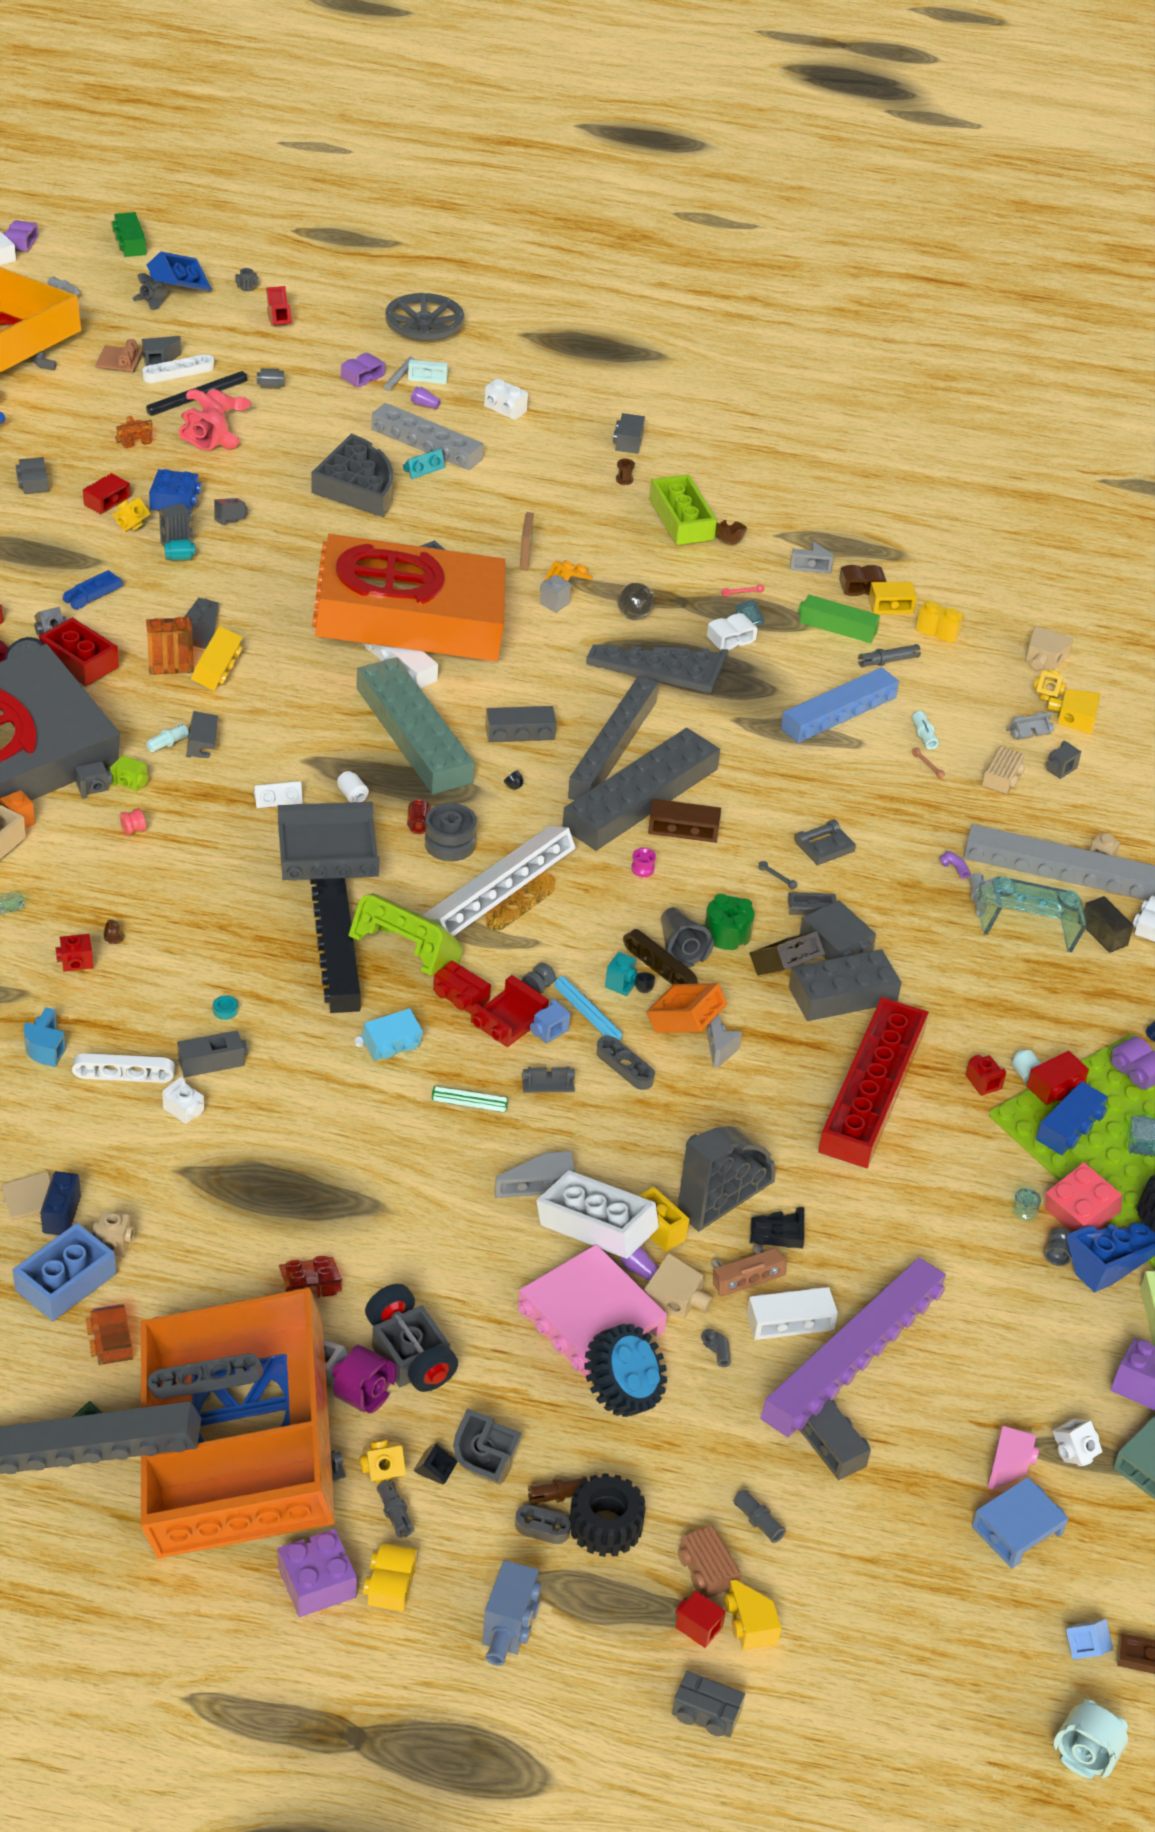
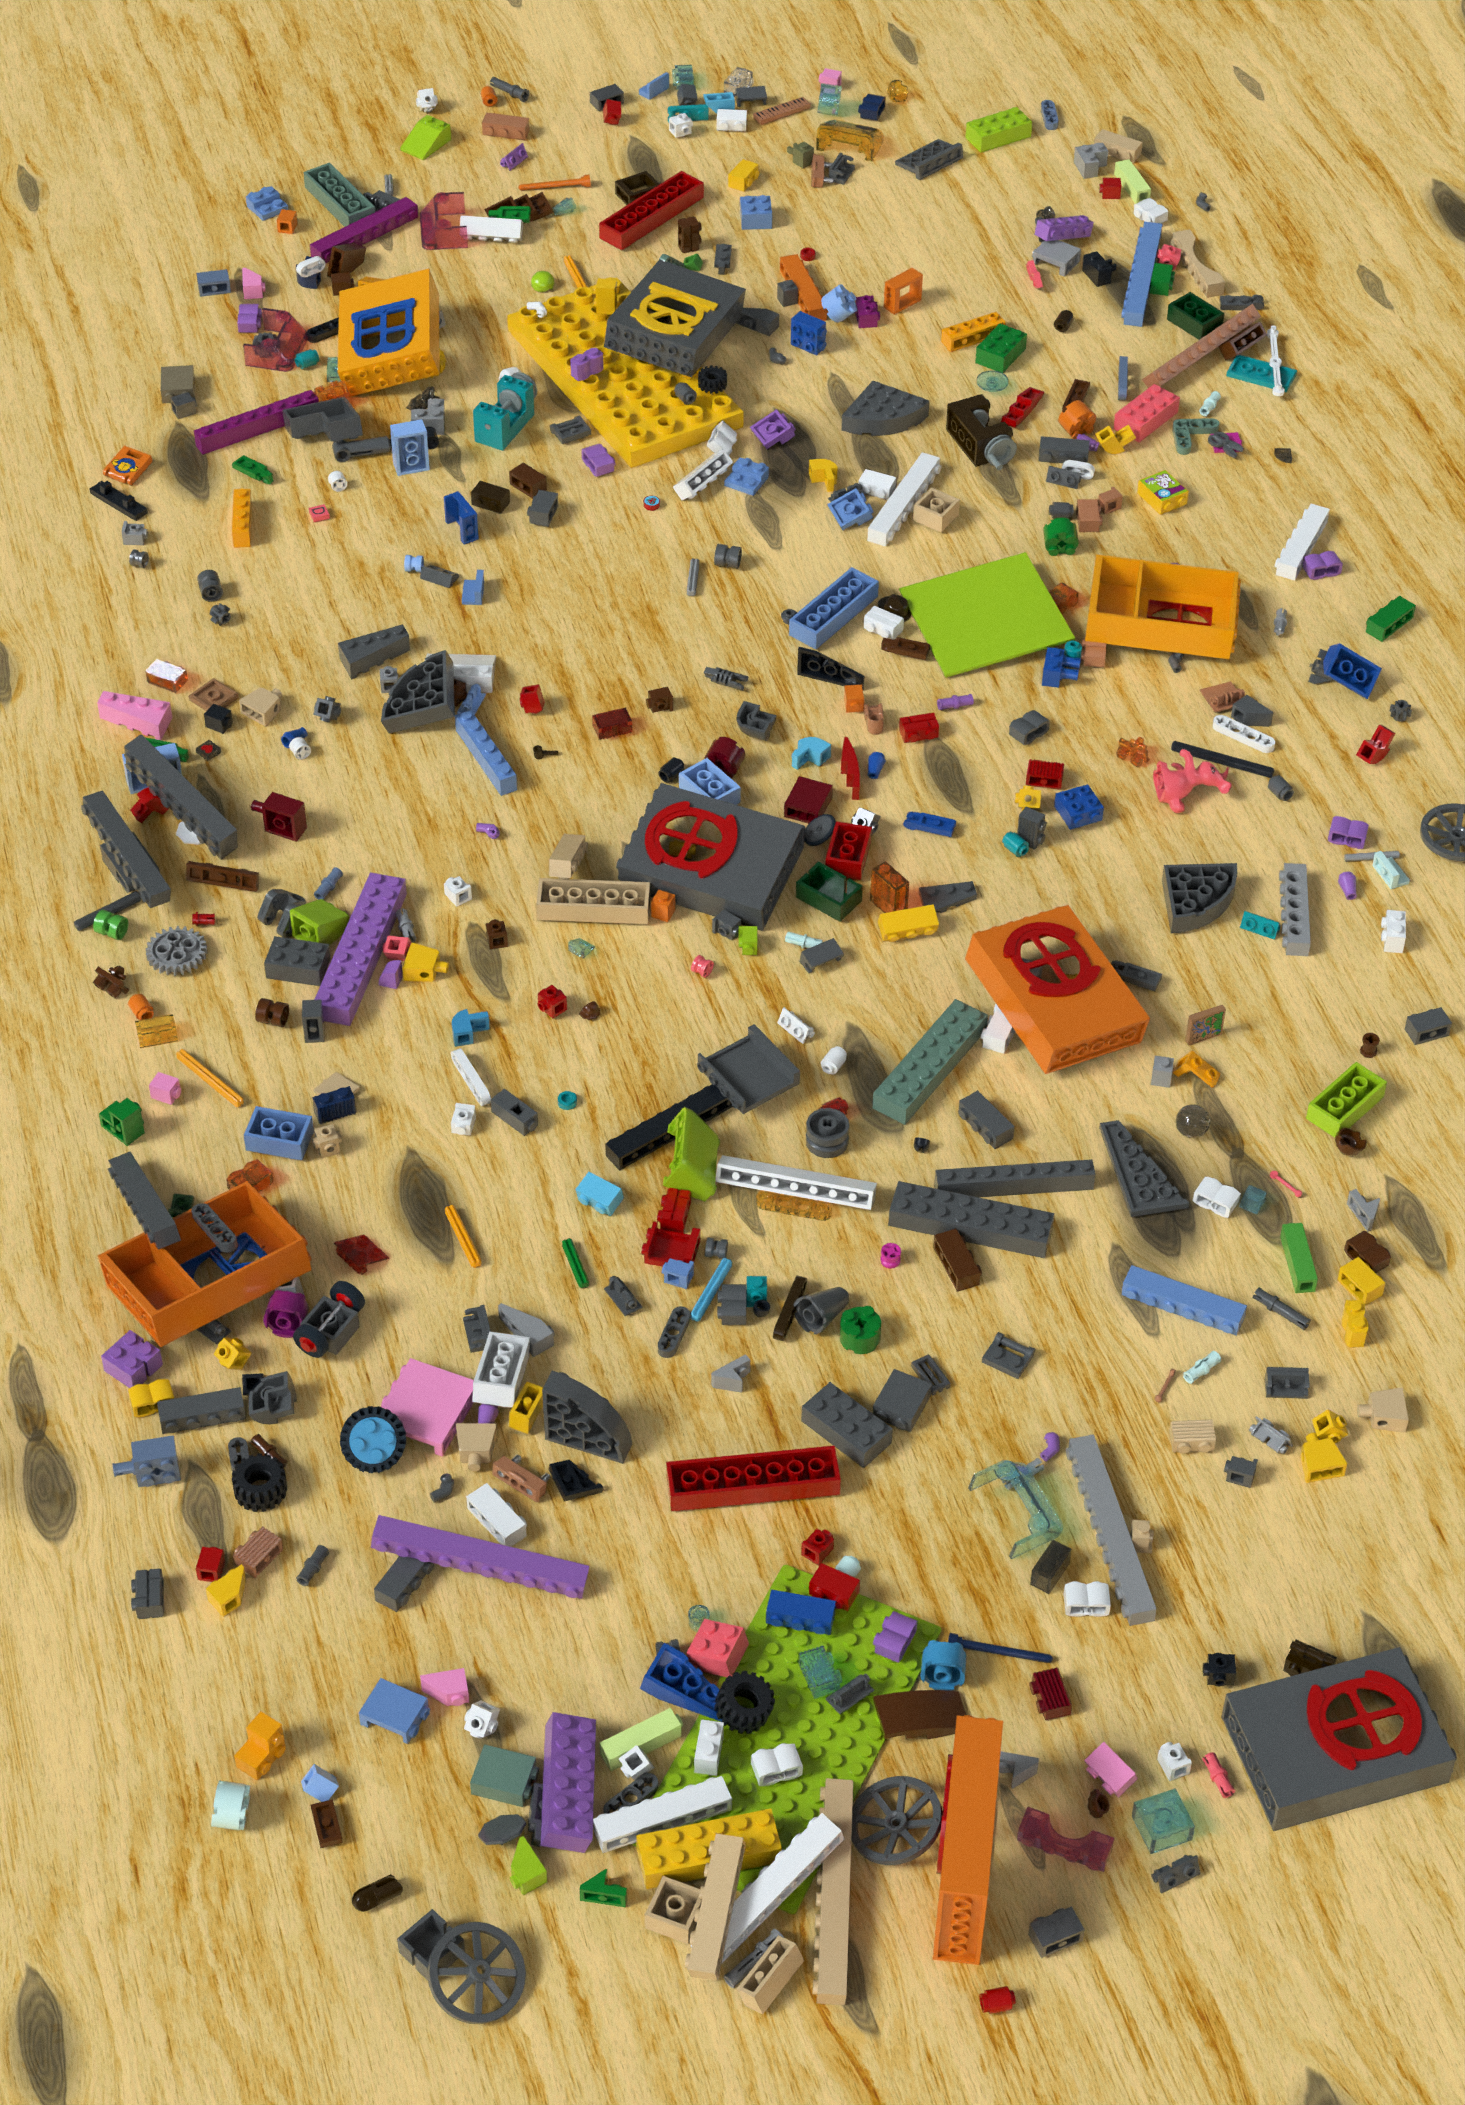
camera: 65 degrees right, 5 degrees up
(116, 695) = (826, 891): none -> dark green piece
(229, 510) = (1088, 846): dark grey brick -> none
(355, 1176) = (463, 1236): none -> light orange axle
(395, 1508) = (204, 1377): dark grey pin -> none
(448, 1532) = (201, 1410): none -> dark grey brick
(508, 1217) = (476, 1328): none -> dark grey hinge
(625, 999) = (732, 1304): none -> dark grey brick
(701, 1002) = (749, 1337): orange window -> none
(764, 866) = (951, 1329): dark grey hinge -> none
(787, 953) = (836, 1371): dark brown window -> none
(977, 690) = (1287, 1382): none -> dark grey hinge
(1012, 1675) = (262, 1748): none -> light orange brick

